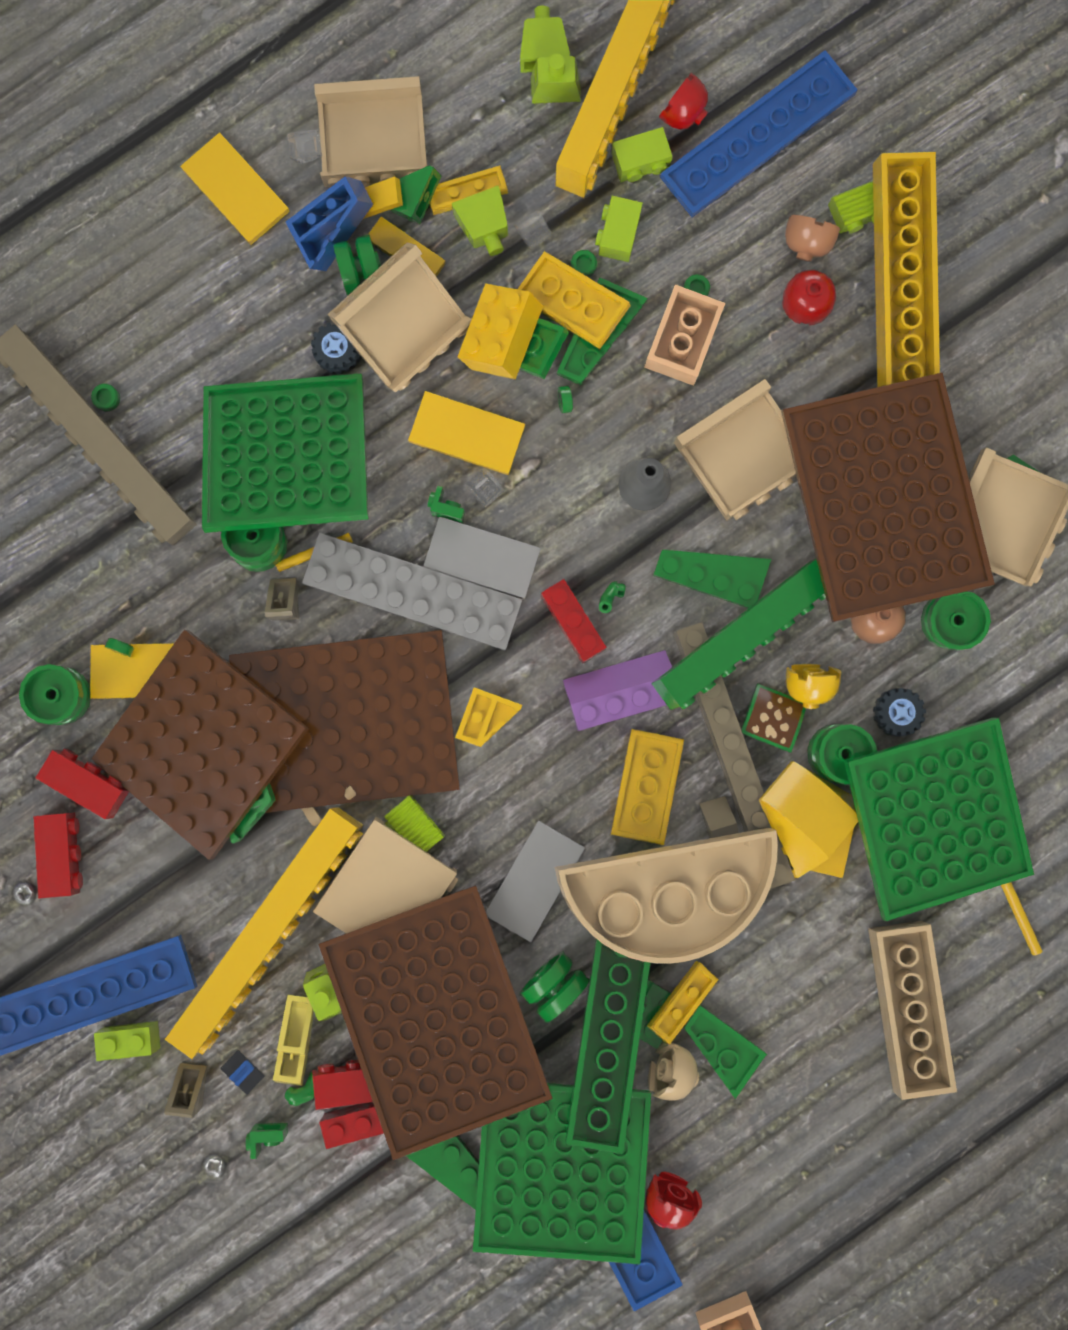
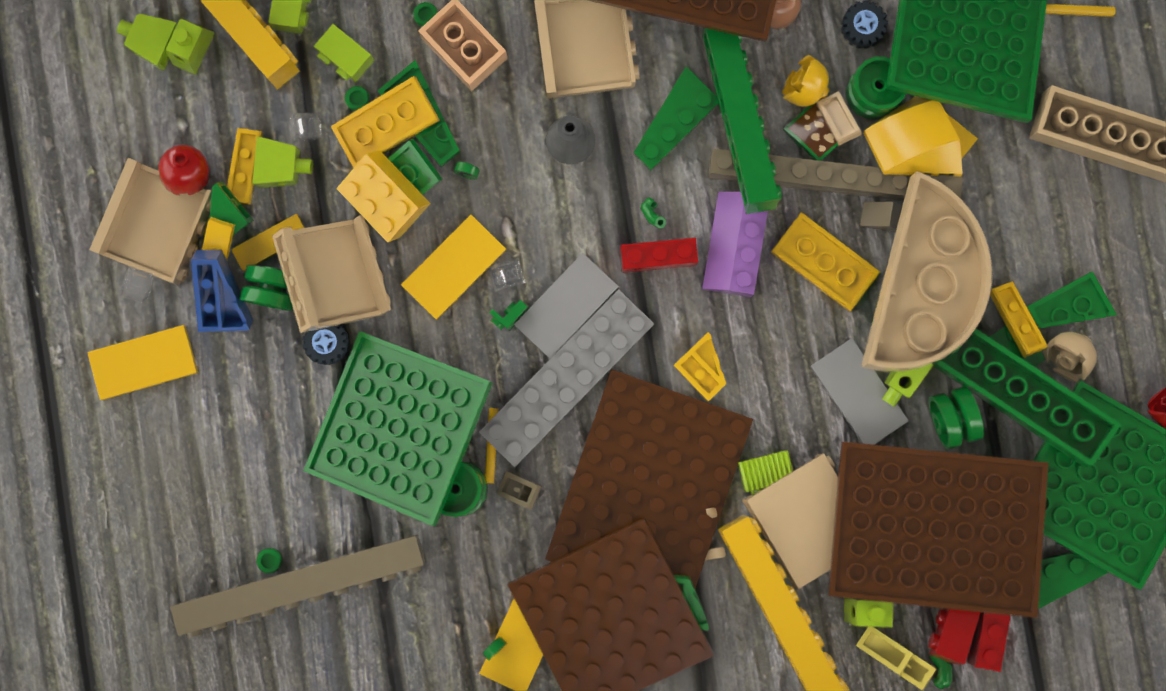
camera: 60 degrees left, 0 degrees up
(434, 134) = (183, 170): none -> red cylinder
(553, 916) = (913, 380): none -> lime torso
(793, 730) = (838, 118): none -> tan tile

